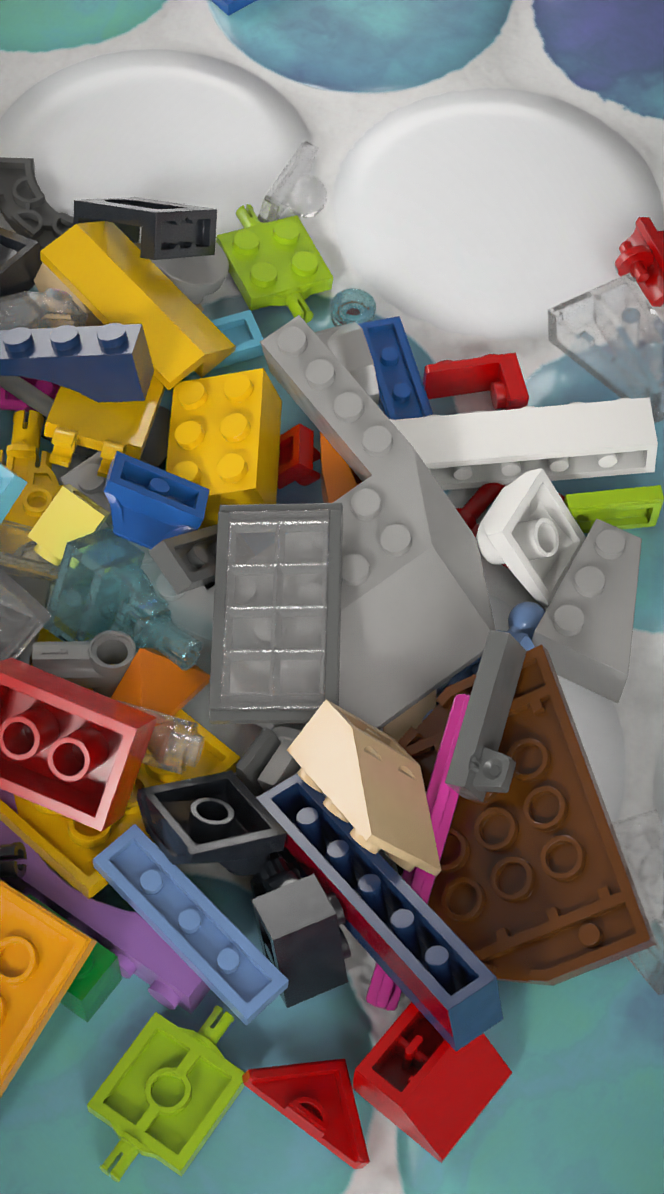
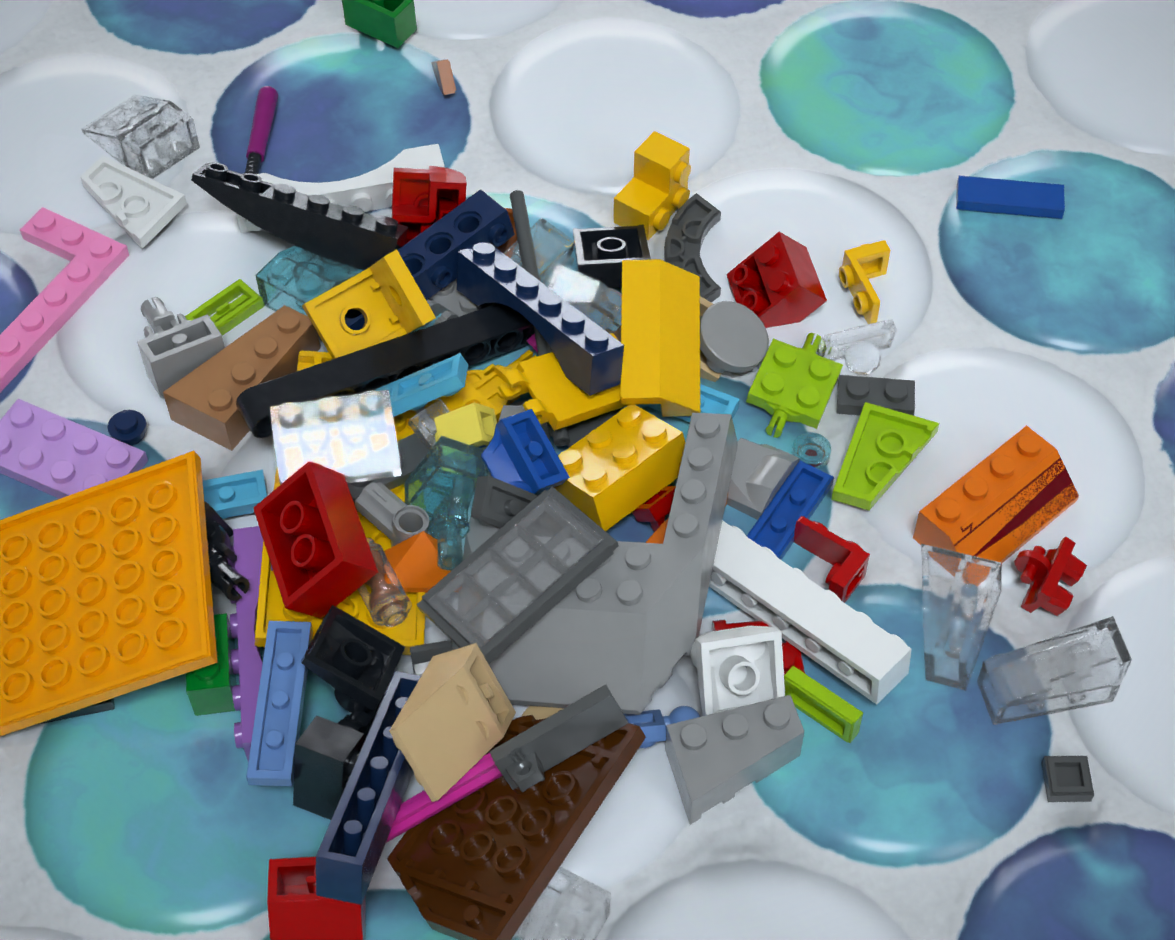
camera: 50 degrees right, 5 degrees down
(164, 172) = (778, 282): none -> red slope
(166, 227) = (719, 299): black panel -> none
(167, 1093) = (181, 787): lime plate -> none
(223, 132) = (859, 266): none -> yellow bracket
(318, 1101) = (245, 866): red tile -> none
(351, 223) = (884, 392): none -> dark grey plate
(411, 268) = (879, 453): none -> lime wing
(549, 233) = (1000, 501): none -> orange slope

